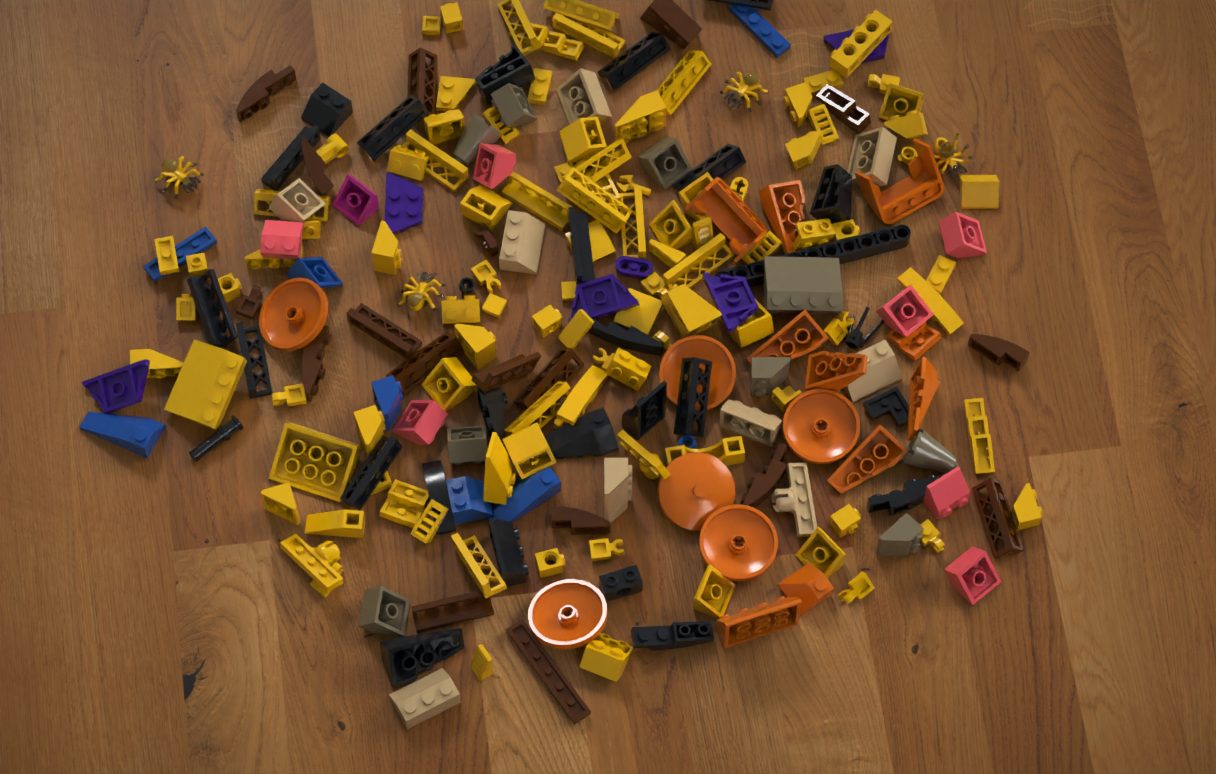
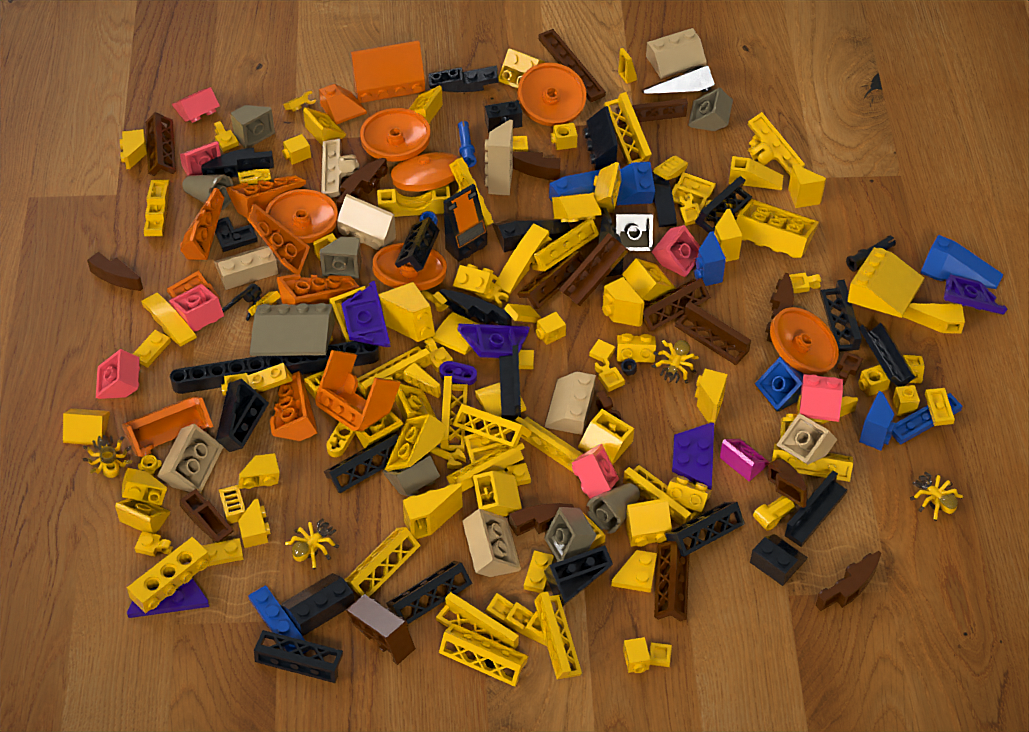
camera: 175 degrees left, 10 degrees down
(229, 233) = (878, 424): none -> blue slope
(407, 472) = (689, 210): none -> yellow plate
(540, 129) = (535, 517): none -> reddish brown slope
(656, 537) = (467, 149): none -> blue pin
(663, 175) = (415, 441): none -> yellow slope
(729, 41) = (319, 603): none -> black slope
(884, 481) = (253, 176): none -> yellow hinge

